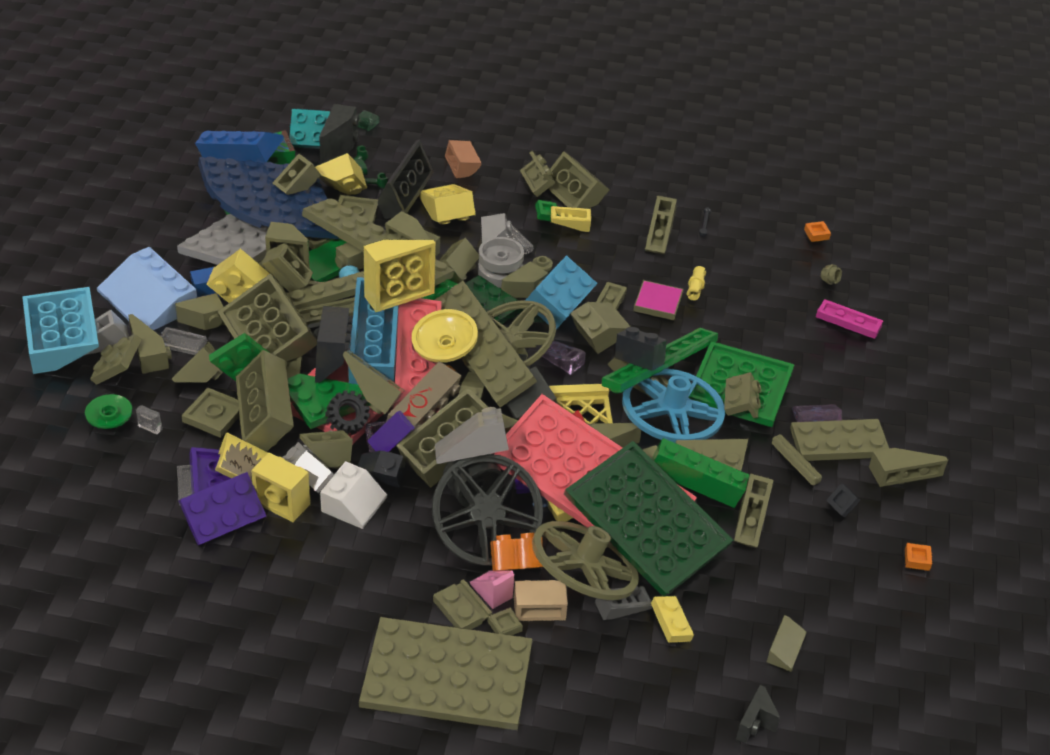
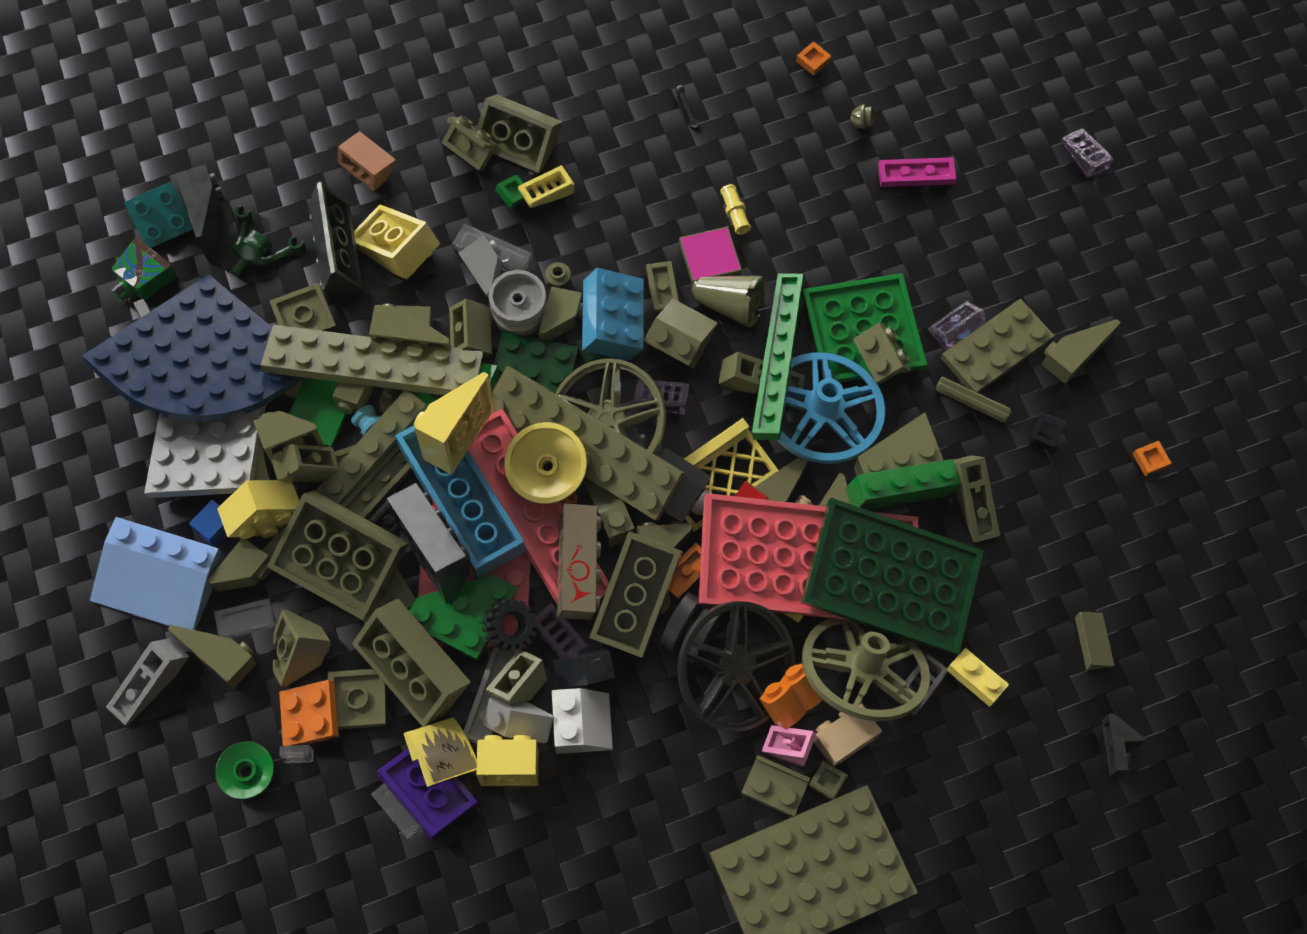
camera: 30 degrees left, 25 degrees up
(59, 328) = (103, 693): medium azure slope -> none
(115, 358) = (200, 697): olive plate -> none
(178, 401) = (309, 714): none -> orange plate
(222, 508) = (464, 824): dark purple plate -> none
(236, 355) = (348, 625): green plate -> none
(238, 145) = (100, 294): blue slope -> none
(297, 176) = (215, 318): olive slope -> none
(343, 175) = (258, 276): light yellow slope -> none
(368, 120) = (211, 155): clear green plate -> none
(375, 386) = (524, 579): olive slope -> none
(391, 433) = (576, 628): dark purple tile -> none
(475, 437) = (682, 603): light grey slope -> none
(640, 348) = (764, 367): black brick -> none
(657, 319) = (732, 296): none -> olive cone
(661, 224) = (650, 146): olive slope -> none
(995, 364) = (1089, 167): none -> clear purple slope

